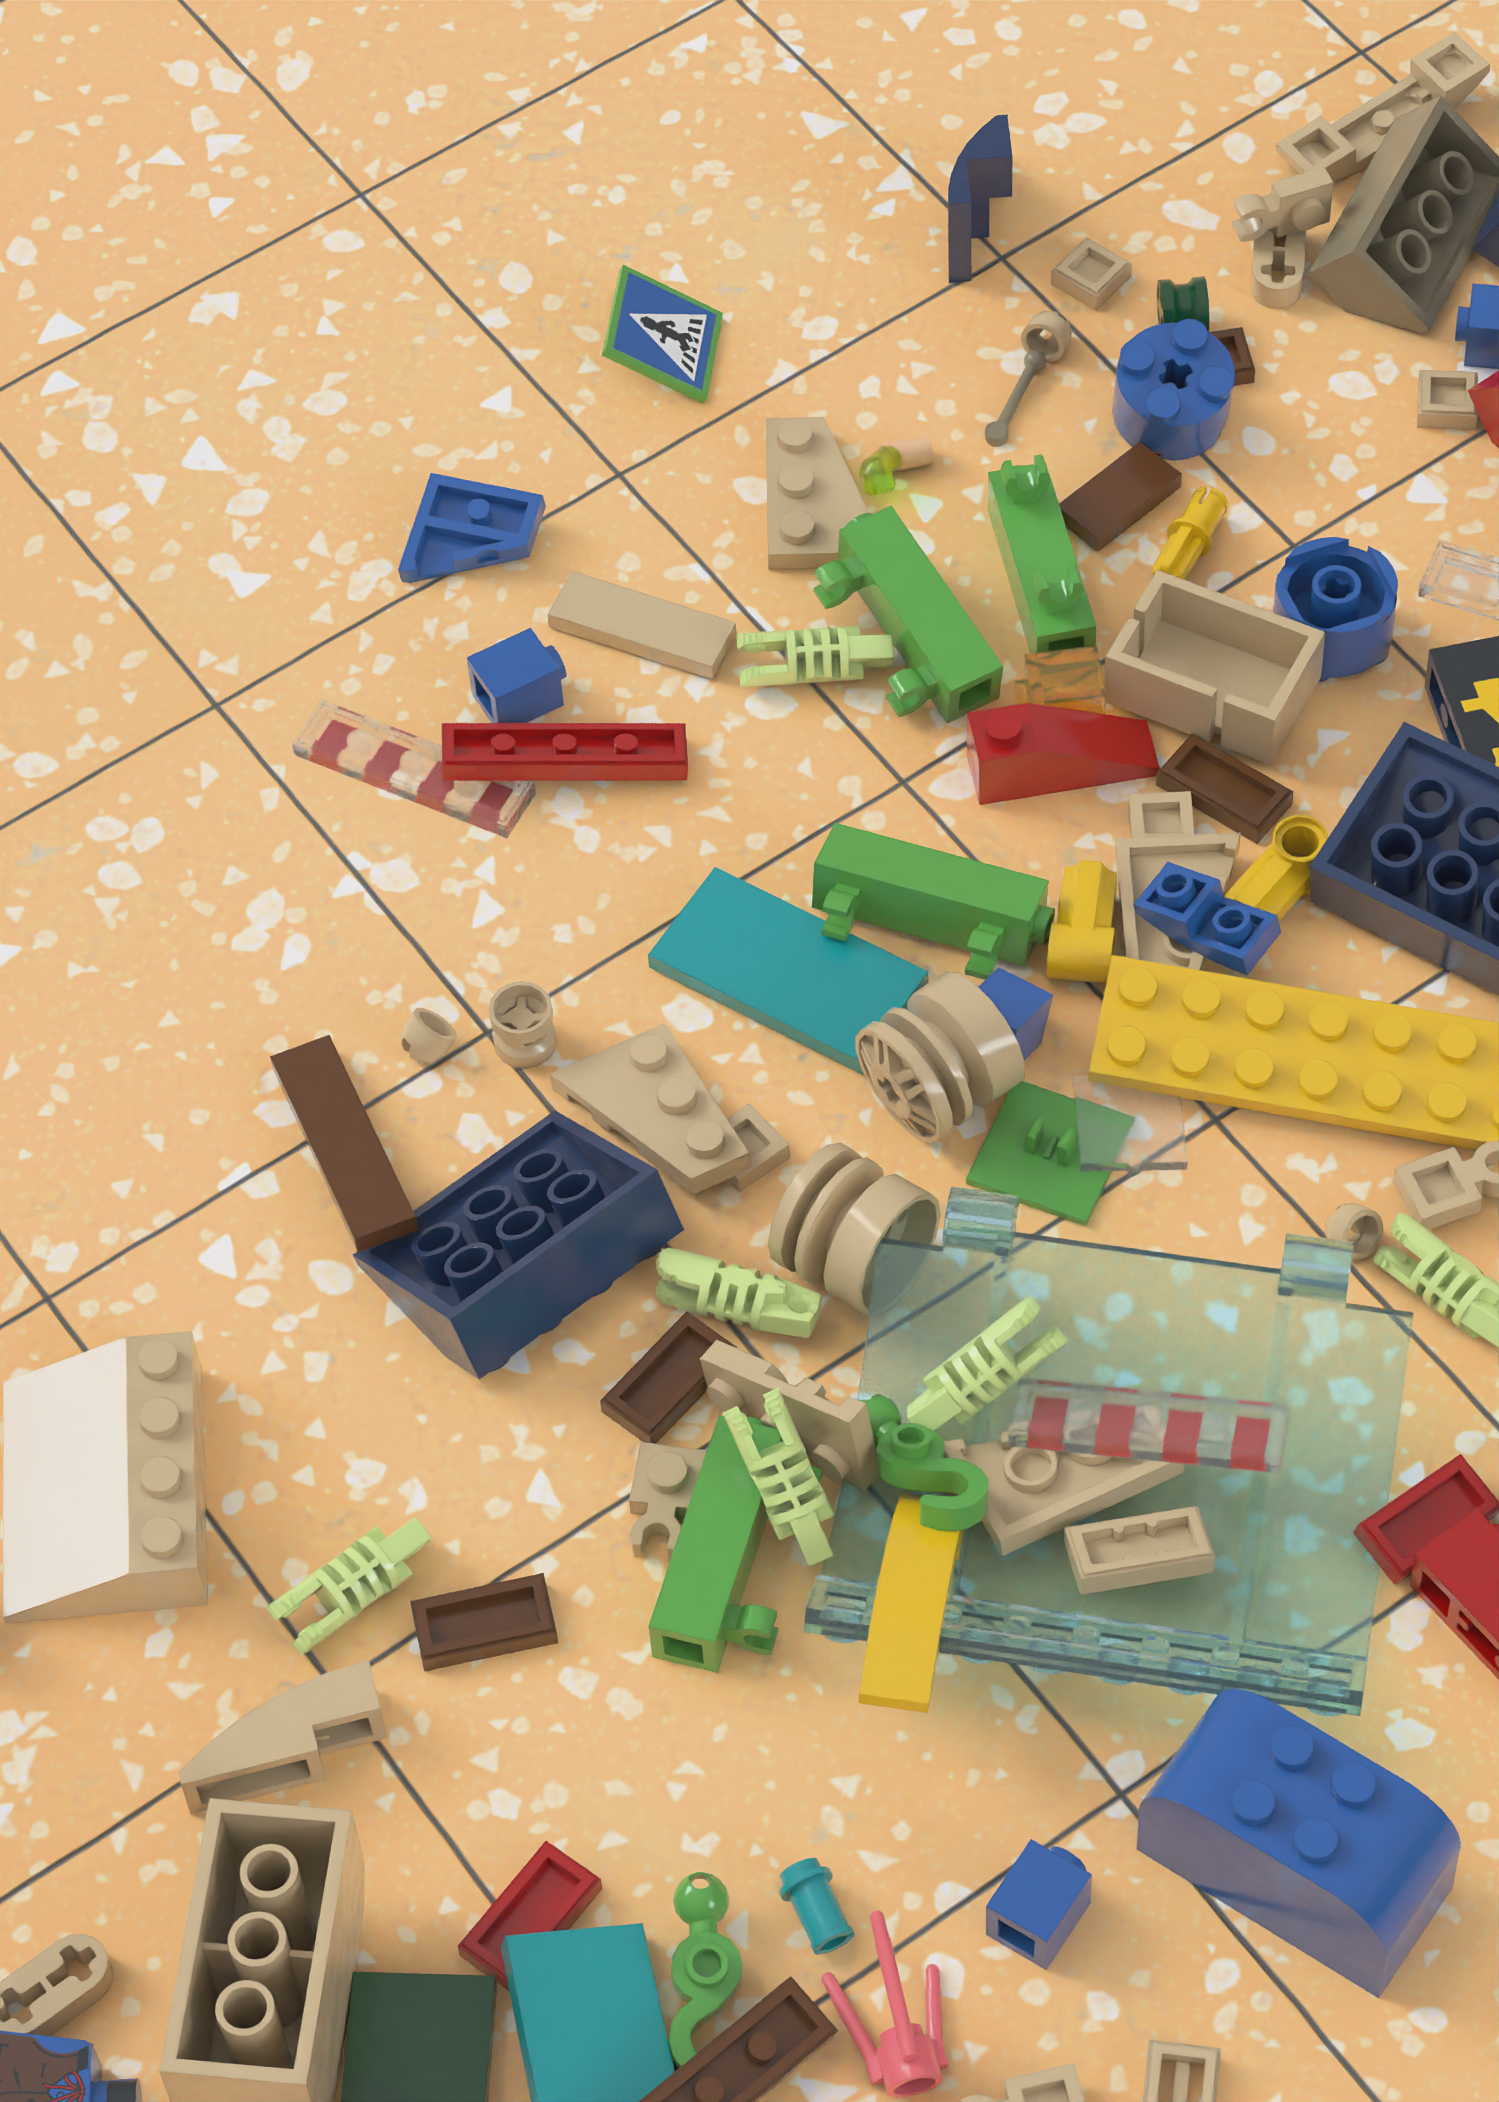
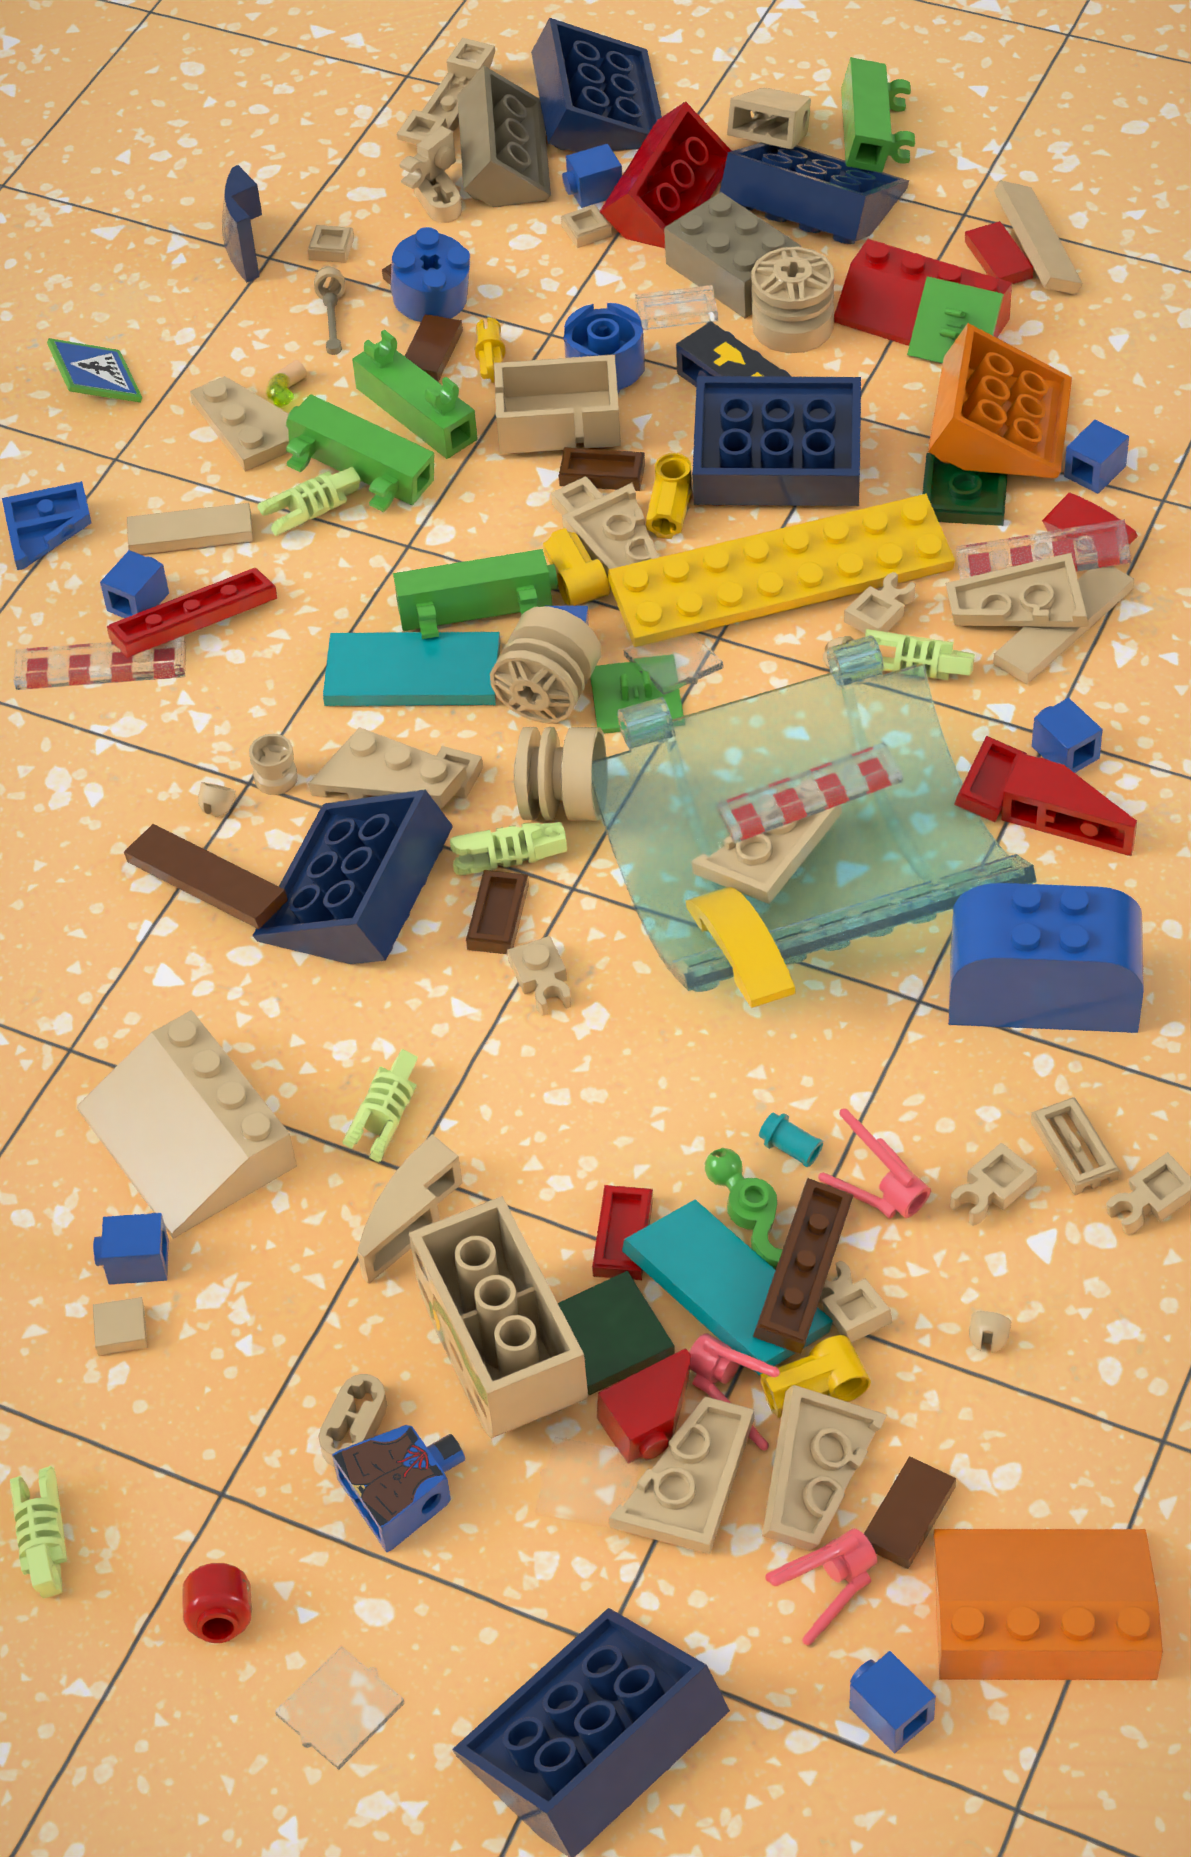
camera: 30 degrees left, 5 degrees down
(484, 1622) = (478, 1091): reddish brown tile -> none
(713, 1561) = (595, 979): bright green brick -> none
(785, 1479) = (619, 916): yellowish green hinge -> none
(834, 1435) = (601, 886): tan wing -> none
(915, 1461) = (686, 874): bright green piece -> none
(982, 1369) = (693, 807): yellowish green hinge -> none
(1039, 1902) = (920, 1073): blue brick -> none
(1053, 750) = (487, 489): red slope -> none
(1063, 680) = (475, 456): clear yellow brick -> none
(1139, 1550) = (847, 862): tan plate -> none
(1183, 301) = (393, 233): dark green wheel -> none
(1198, 915) = (637, 531): blue slope -> none

